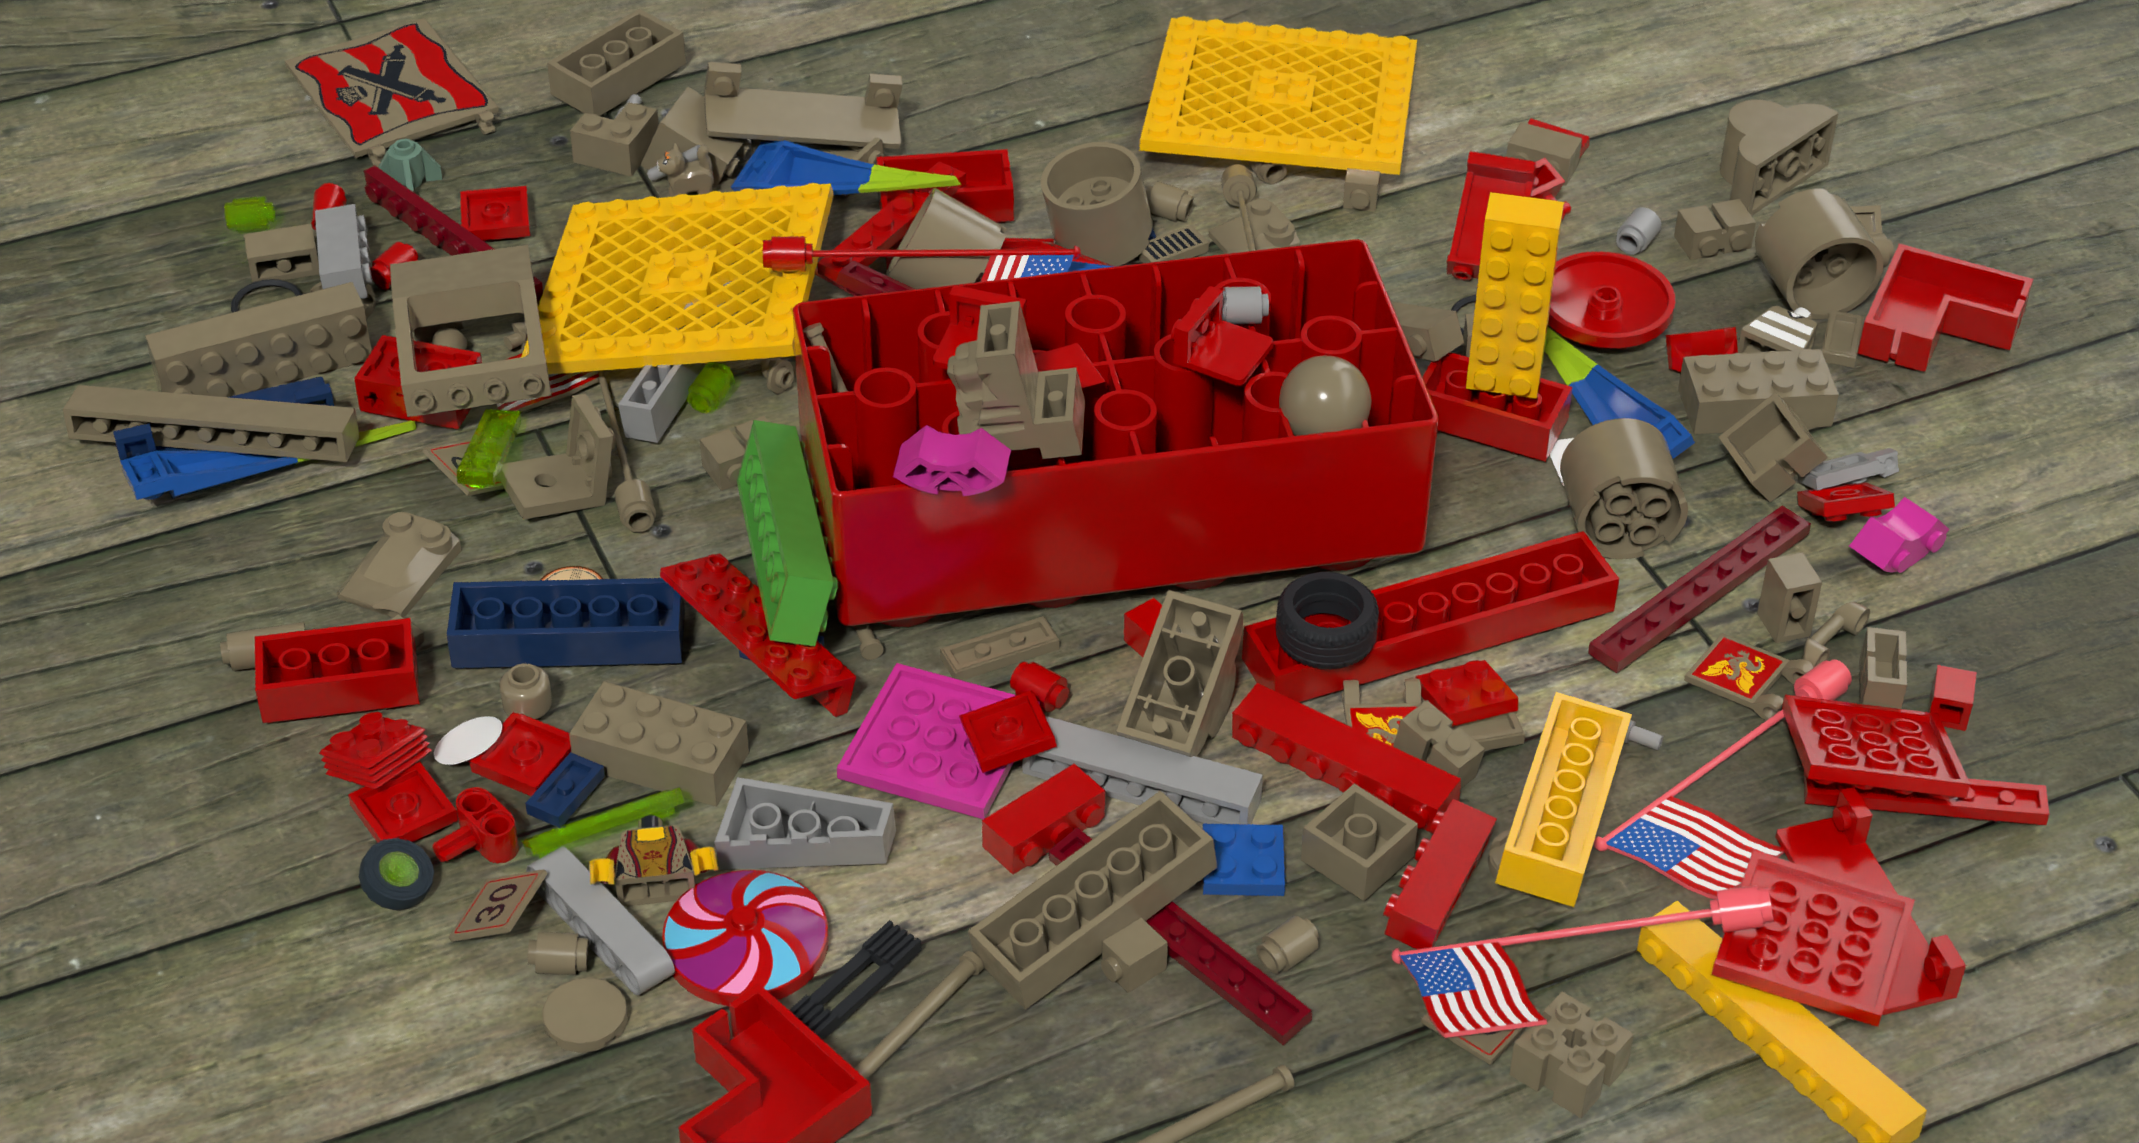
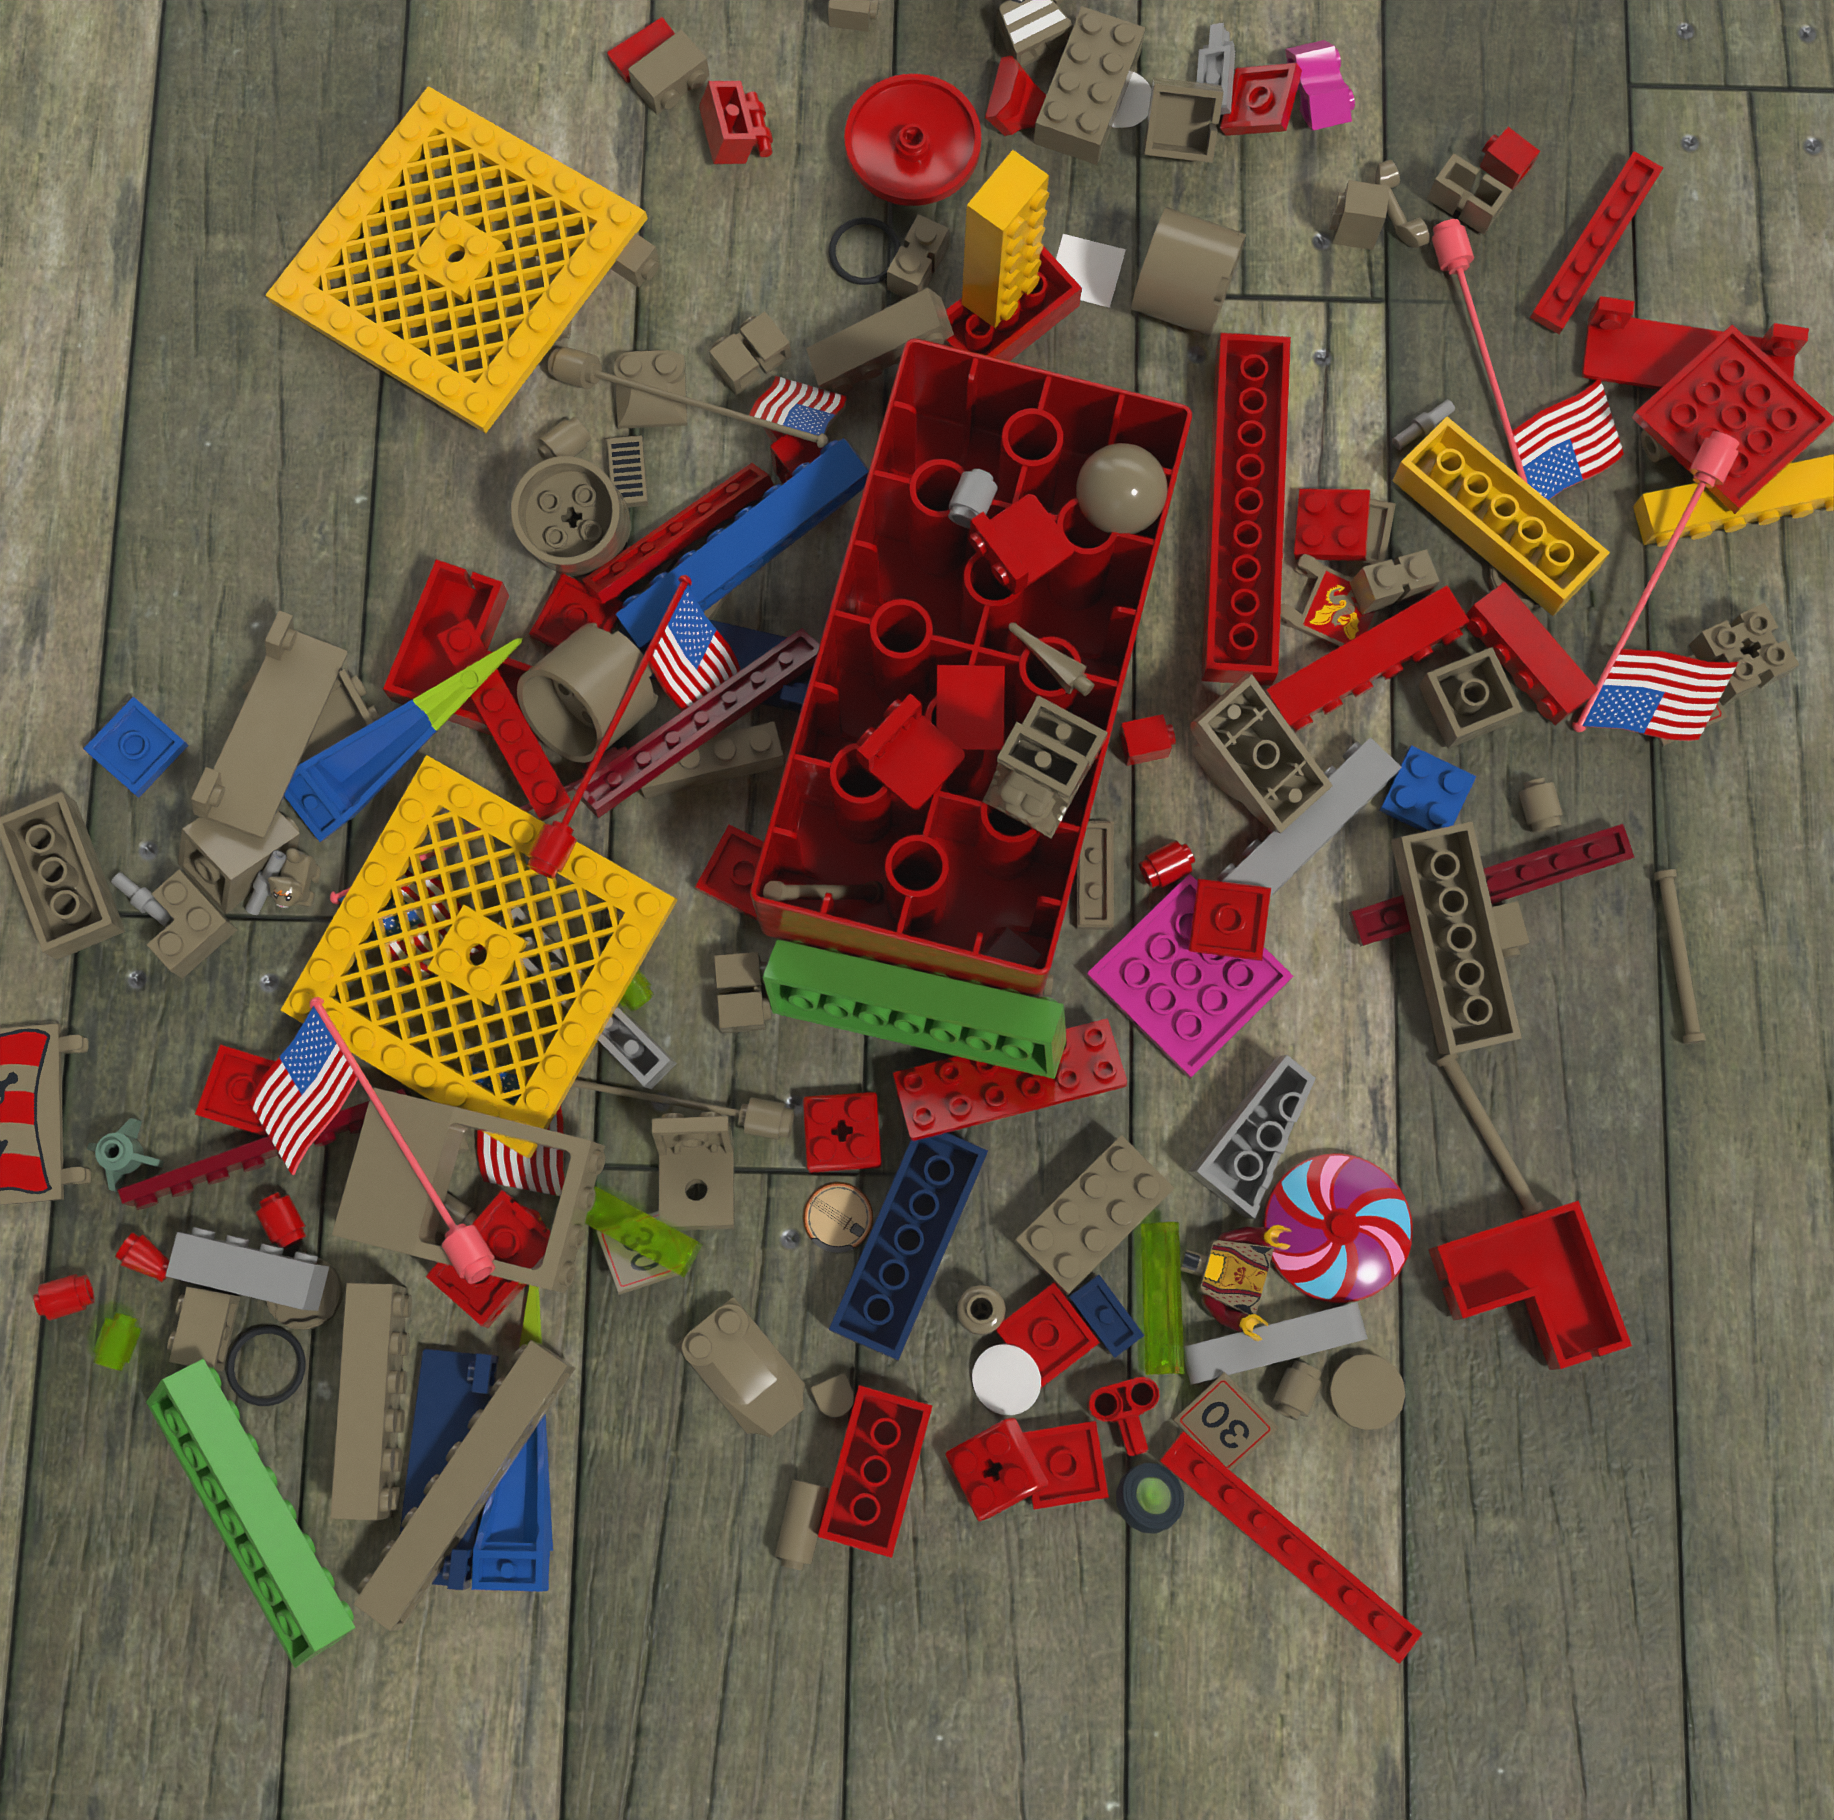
camera: 65 degrees left, 35 degrees up
(131, 311) = (250, 1512): none -> bright green brick
(274, 177) = (64, 1296): none -> red brick
(390, 1005) = (1291, 1547): none -> red plate
(489, 223) = (308, 1091): none -> flag
(645, 550) = (825, 1150): none -> red brick
(758, 68) = (136, 747): none -> blue plate
(886, 948) = (1456, 1215): black container -> none
(952, 462) = (1075, 855): dark pink brick -> none
(1042, 818) = (1324, 931): red brick -> none
(1125, 408) = (1065, 669): none -> dark tan piece
(1321, 645) = (1259, 567): black tyre -> none
(1484, 175) = (765, 178): red panel -> none
(1607, 397) = (1086, 213): blue plate -> none
(1638, 230) = (821, 54): light grey brick -> none
(1698, 589) = (1296, 273): dark red plate -> none
(1745, 674) = (1399, 297): flag -> none
(1874, 747) = (1555, 253): red plate -> none

